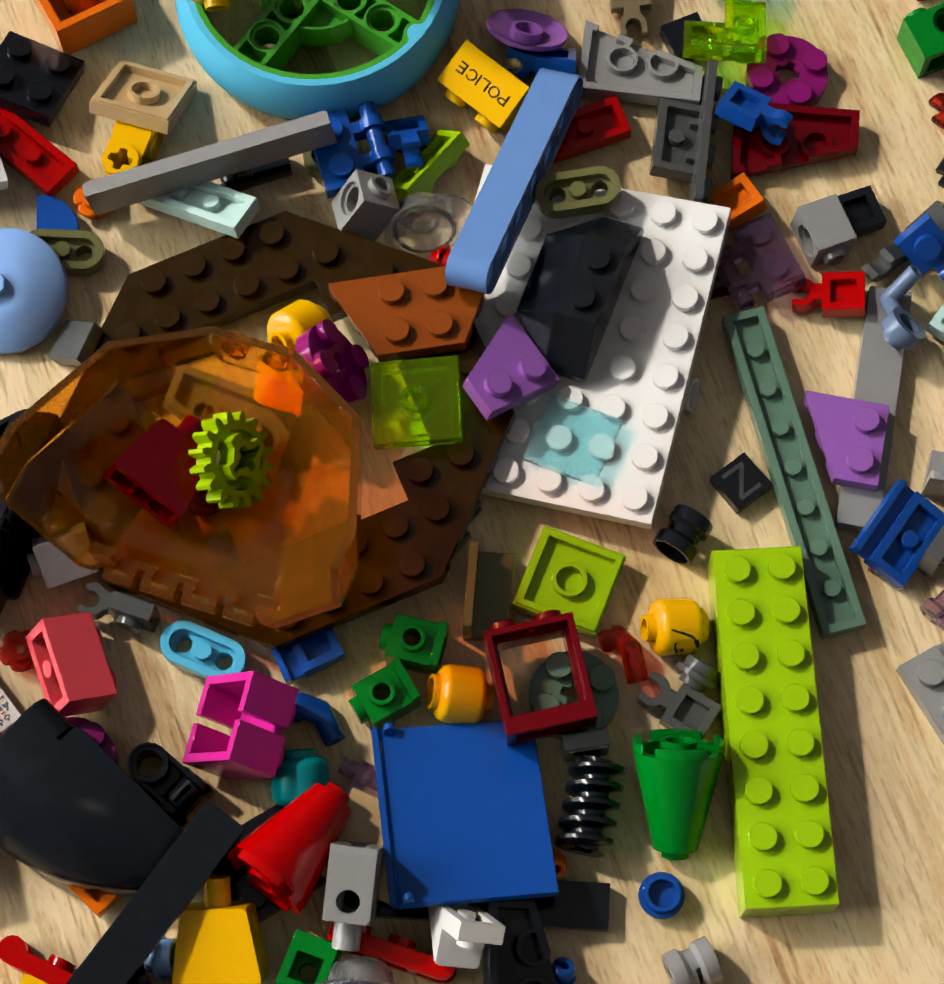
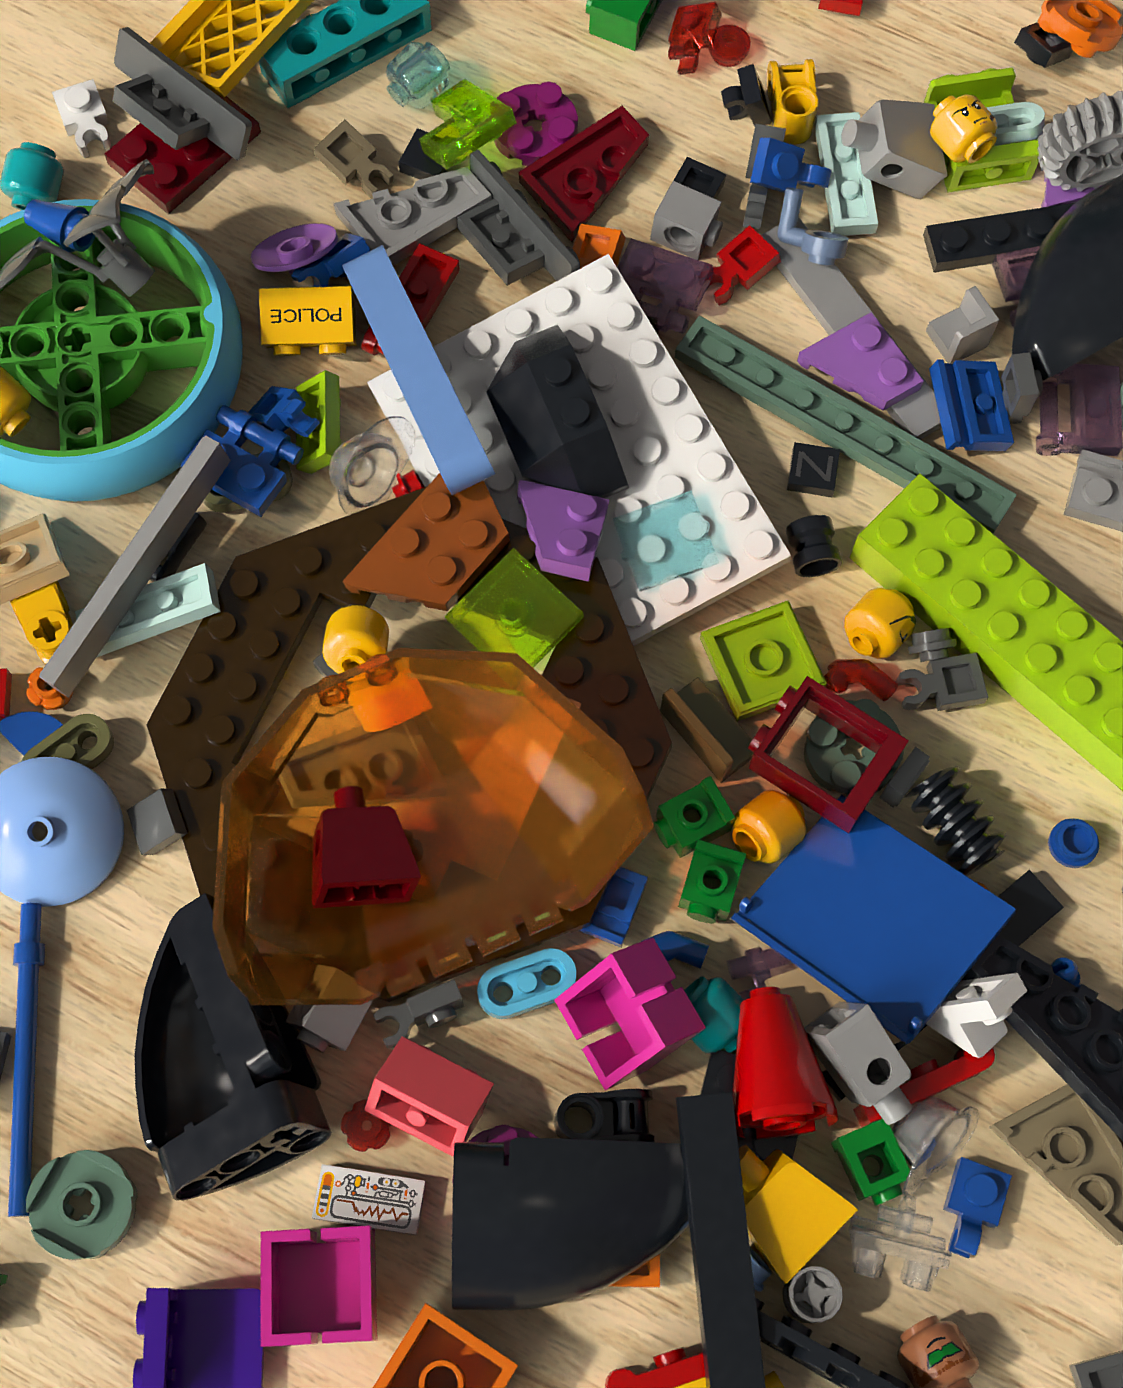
camera: 45 degrees left, 0 degrees up
(231, 456) = (416, 794): lime gear -> none
(335, 360) = (424, 631): magenta plate -> none
(365, 204) = (302, 494): light grey brick -> none
(578, 190) = (474, 338): olive plate -> none
(677, 786) = (1011, 742): green cone -> none
(749, 109) = (542, 167): blue plate -> none

